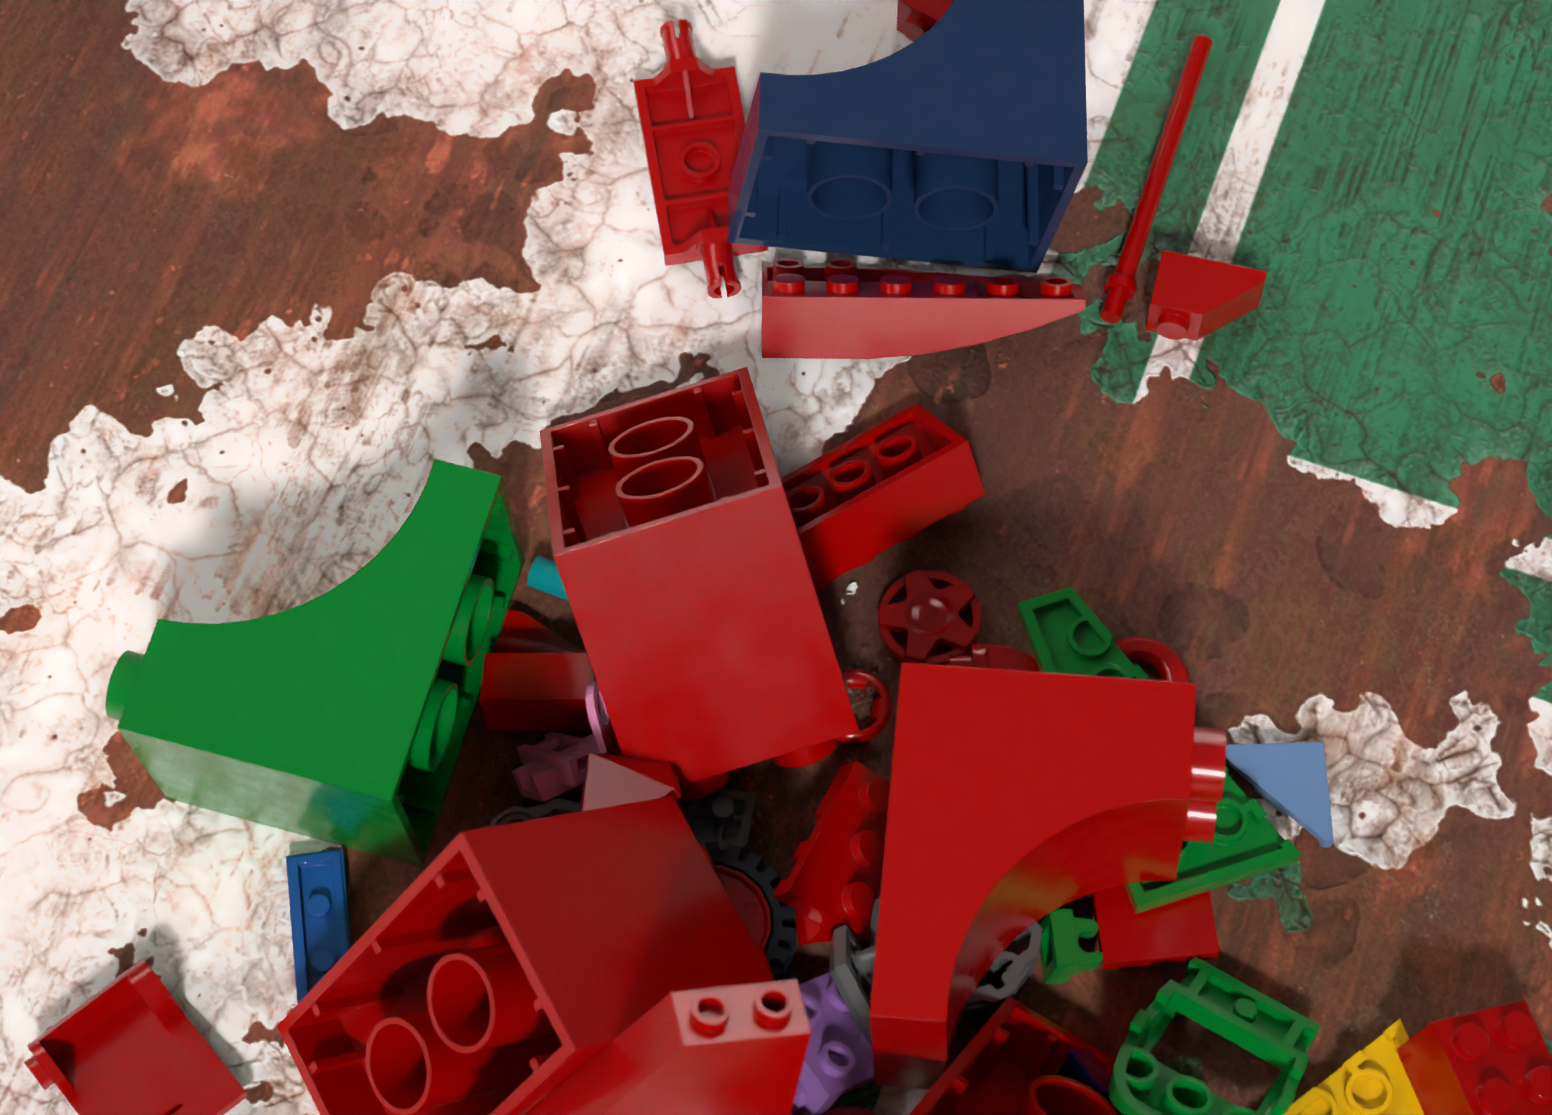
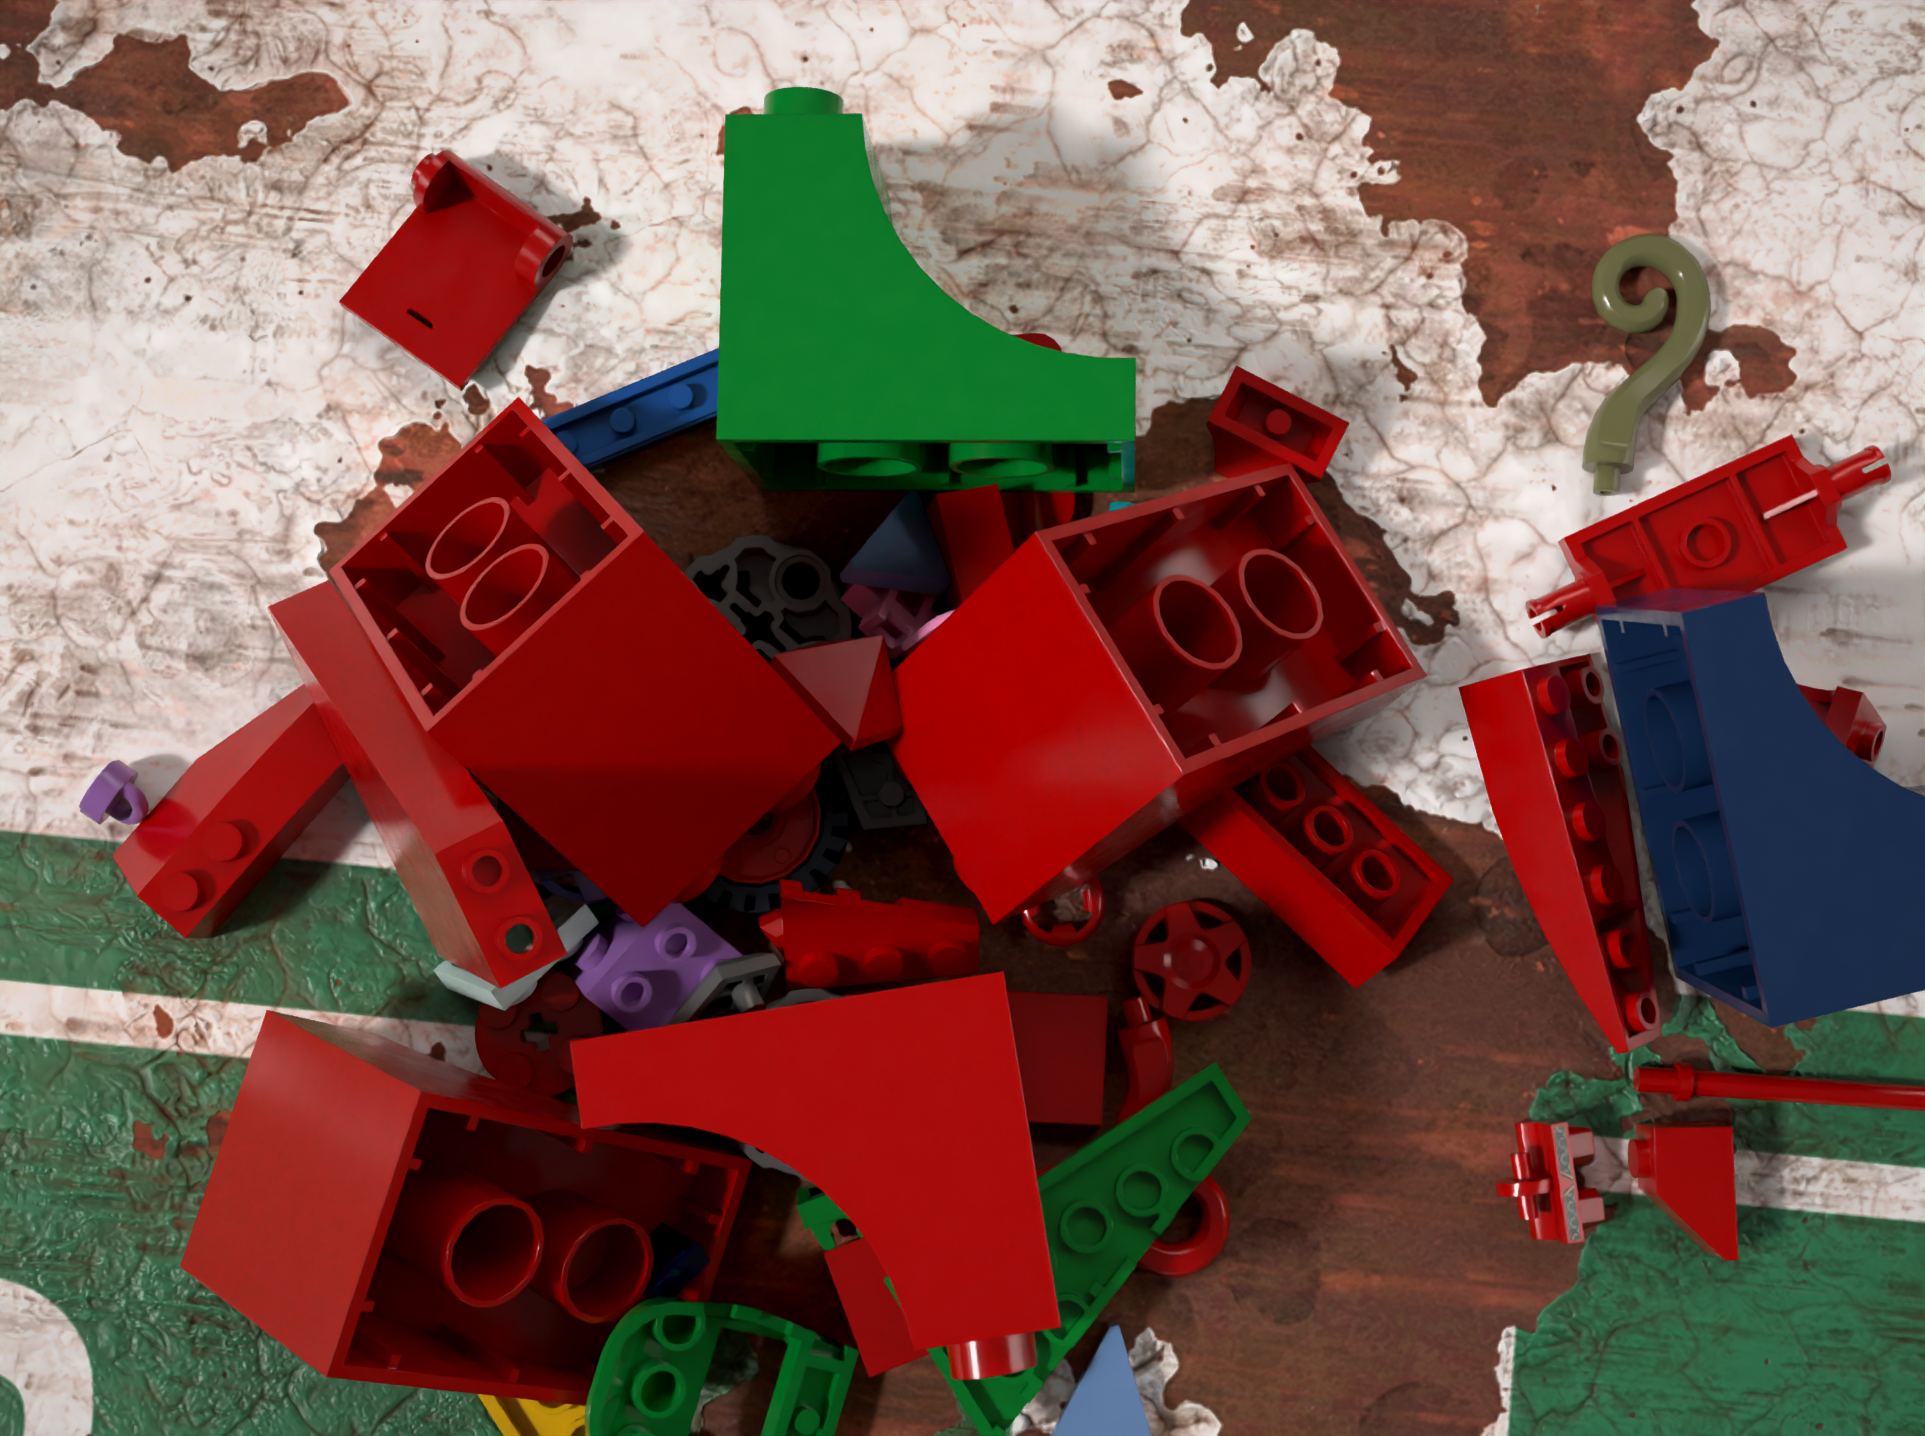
camera: 75 degrees right, 20 degrees up
(510, 441) = (1268, 426): none -> red slope
(519, 743) = (901, 553): none -> medium blue tile
(582, 199) = (1613, 430): none -> olive plant
(1174, 392) = (1547, 1181): none -> red hips

